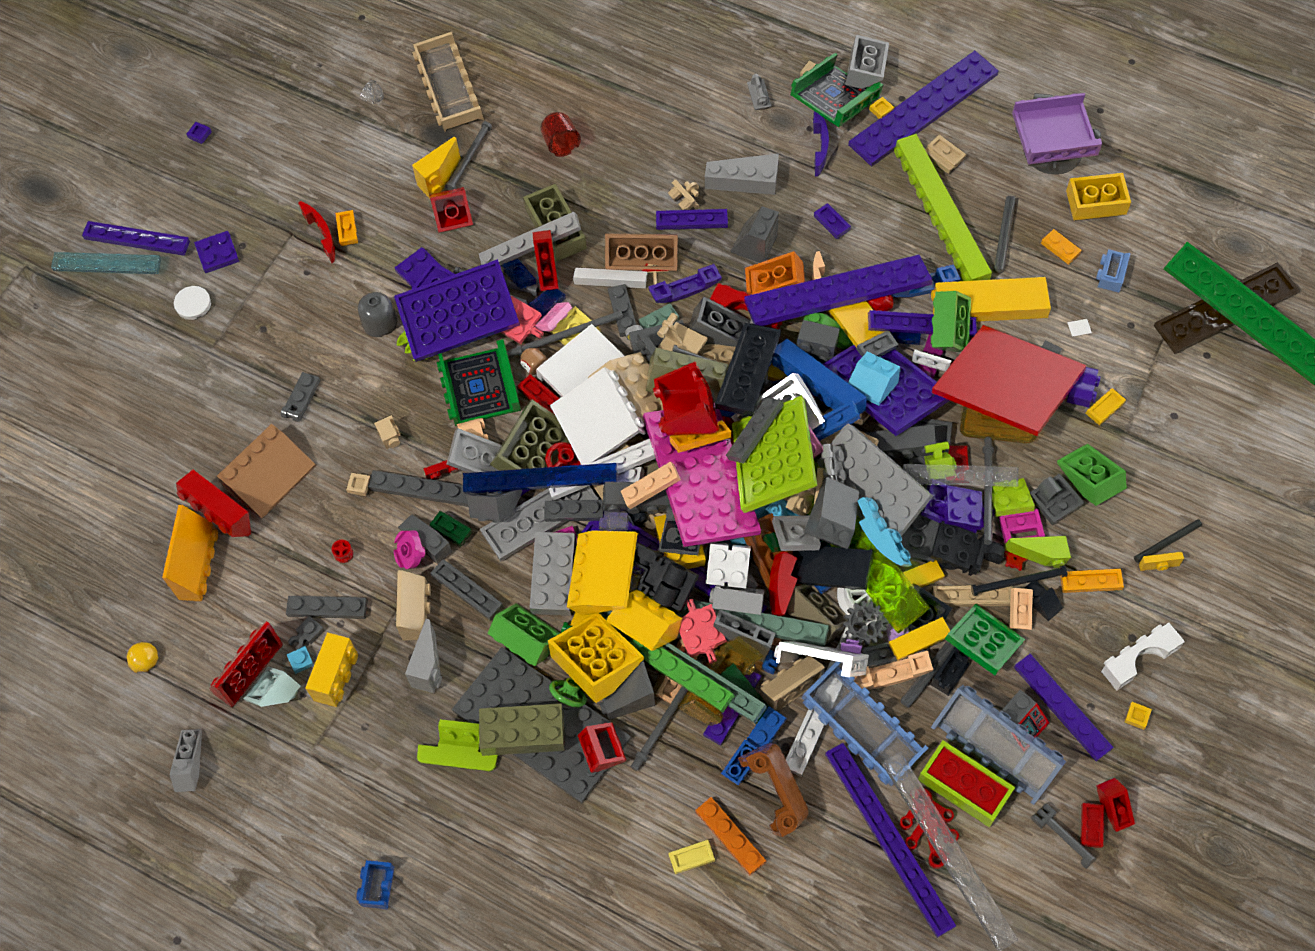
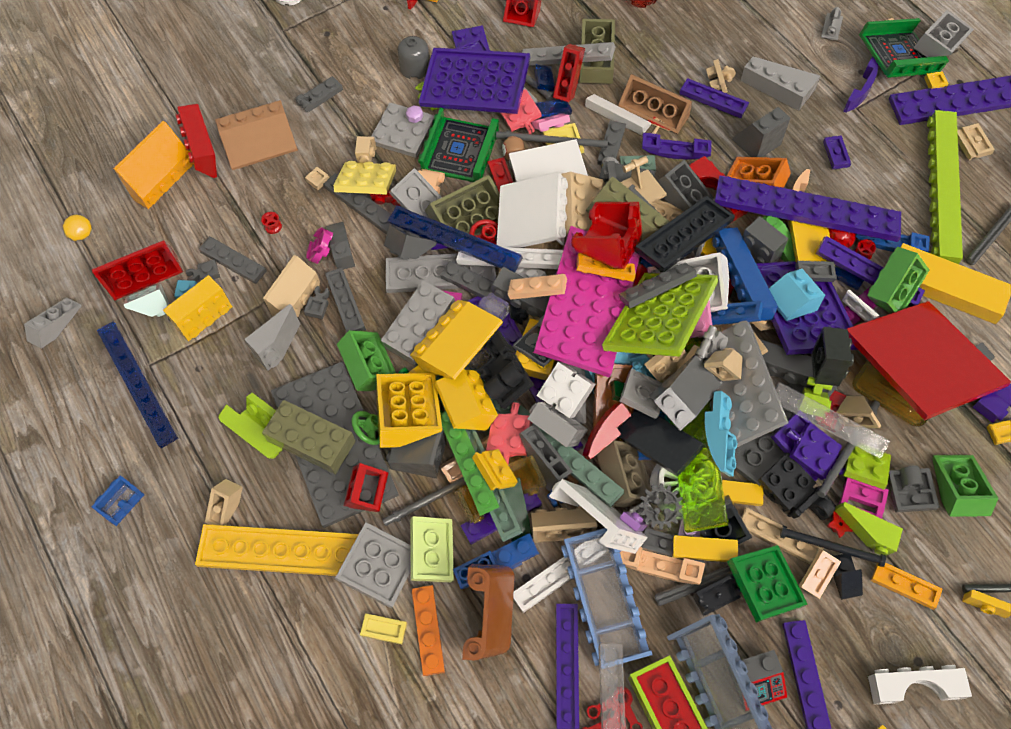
camera: 30 degrees right, 0 degrees up
(316, 772) = (137, 385): none -> clear blue plate
(409, 460) = (365, 178): none -> light yellow plate
(410, 393) = (400, 135): none -> light grey plate
(416, 372) = (414, 114): none -> lavender tile
(442, 607) = (317, 305): none -> dark grey plate
(450, 528) = (364, 247): dark green plate -> none
(478, 833) = (223, 502): none -> tan slope
(558, 843) = (273, 549): none -> yellow plate
(655, 805) = (376, 565): none -> light grey plate
(692, 766) = (431, 549): none -> yellowish green plate
(710, 667) = (494, 469): none -> yellow plate
(853, 471) = (725, 364): none -> tan slope
(905, 300) = (866, 246): none -> red wheel
(935, 419) = (832, 356): none -> pearl dark grey brick
(979, 454) = (859, 411): none -> tan slope

